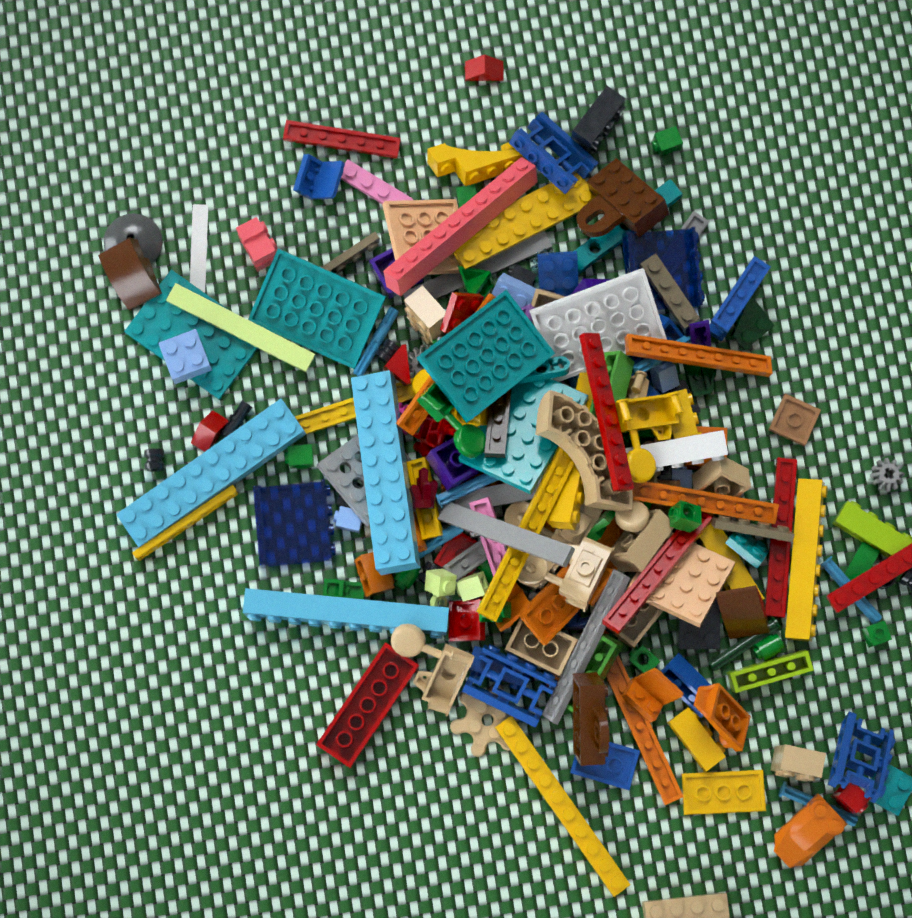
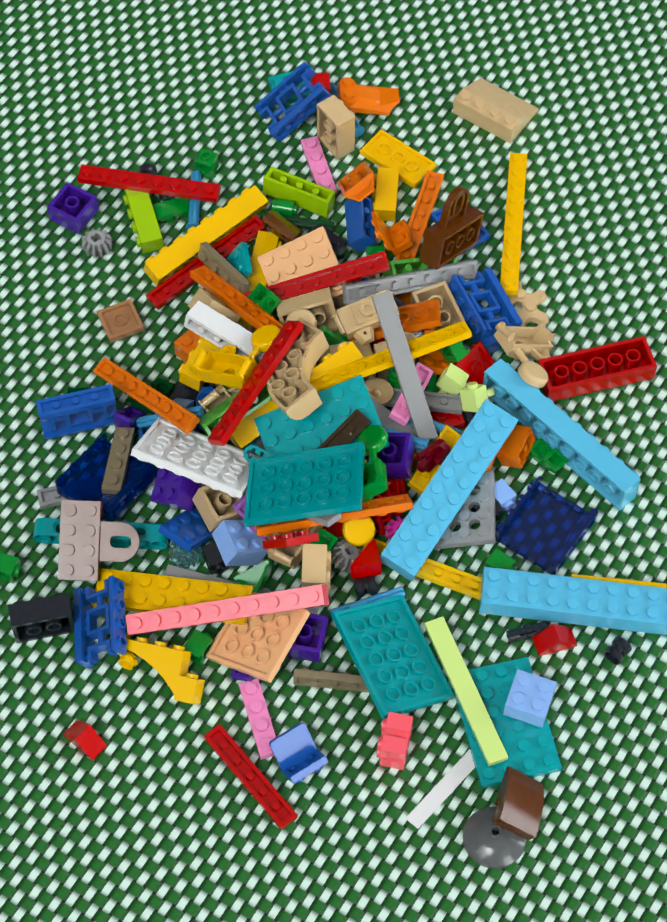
camera: 135 degrees left, 20 degrees down
(783, 721) = (317, 163): none -> bright pink plate

